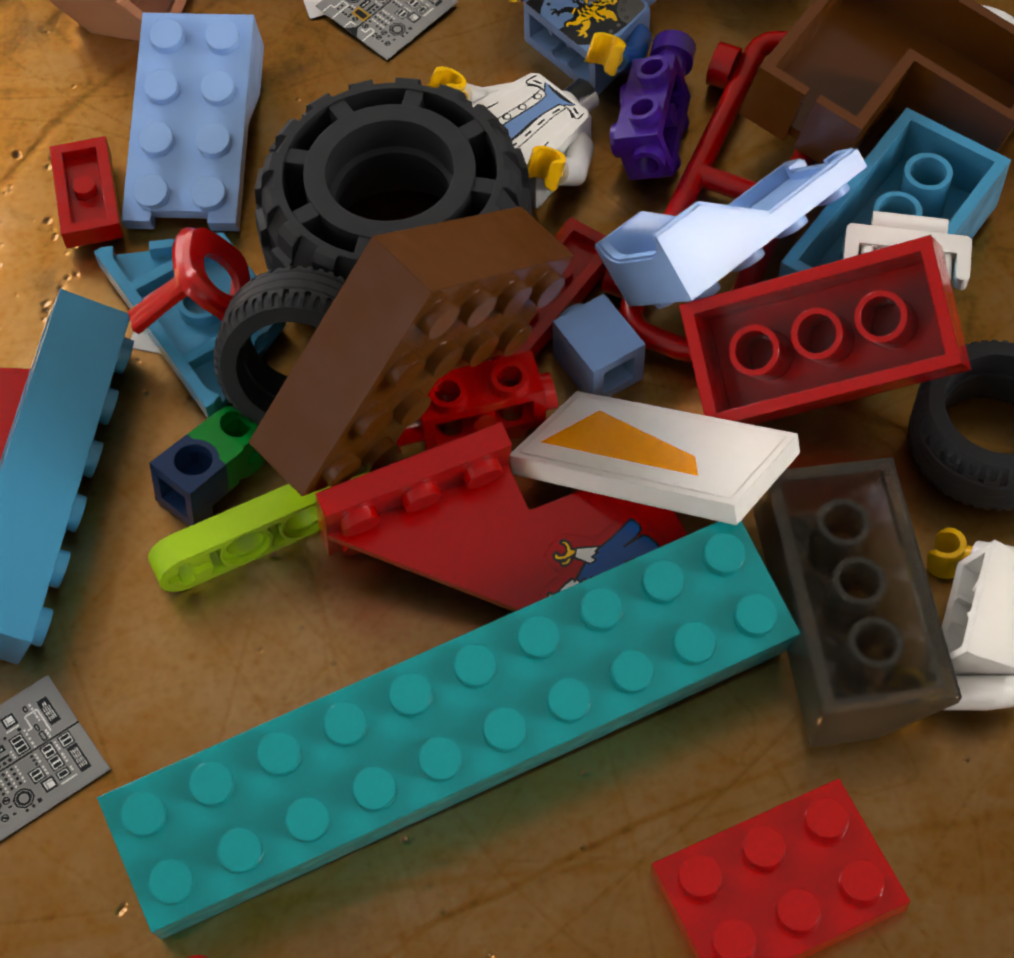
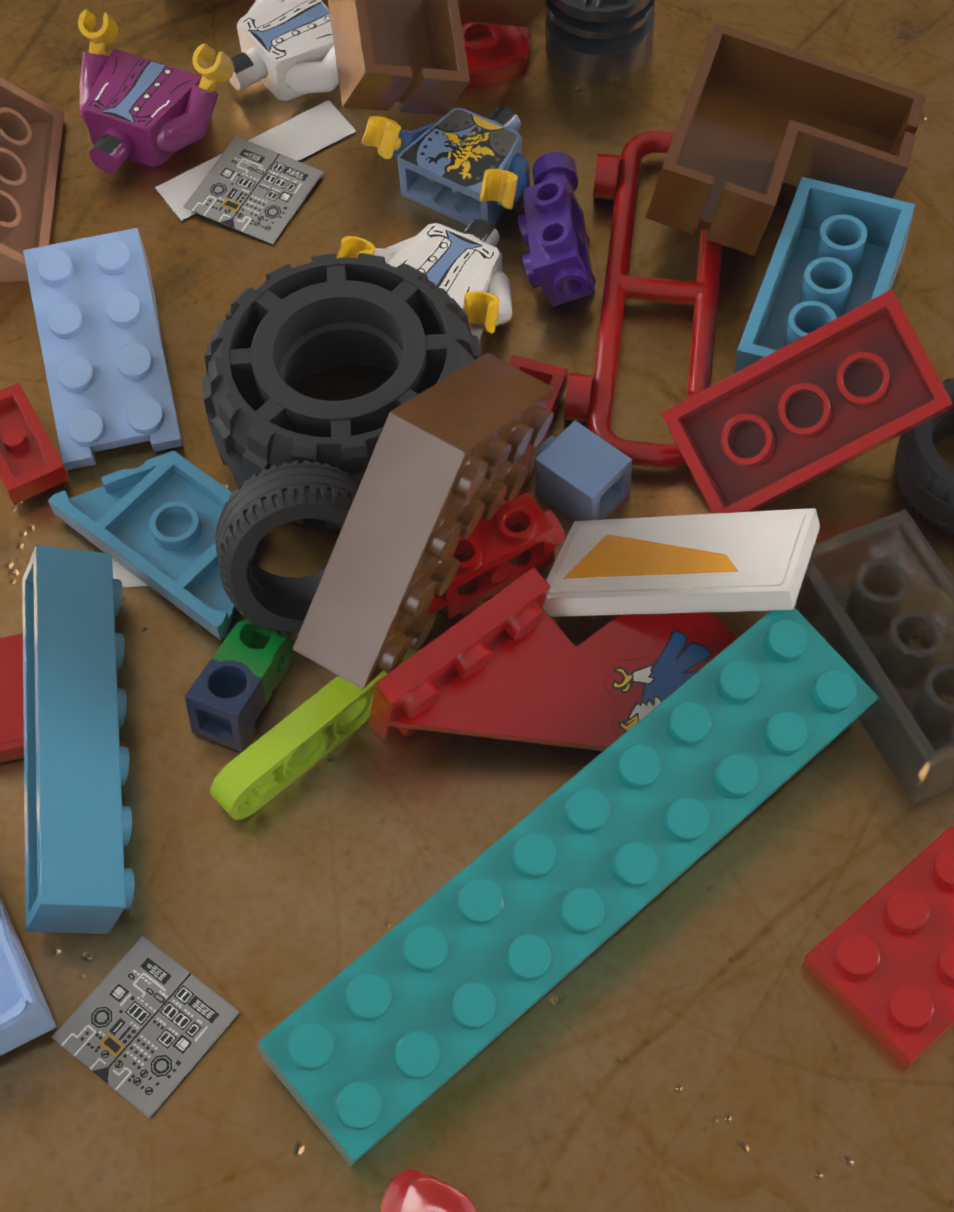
camera: 15 degrees left, 0 degrees up
(191, 278) = (169, 503): red piece -> none
(684, 256) = (652, 367): light blue piece -> none
(896, 228) = (837, 296): white piece -> none

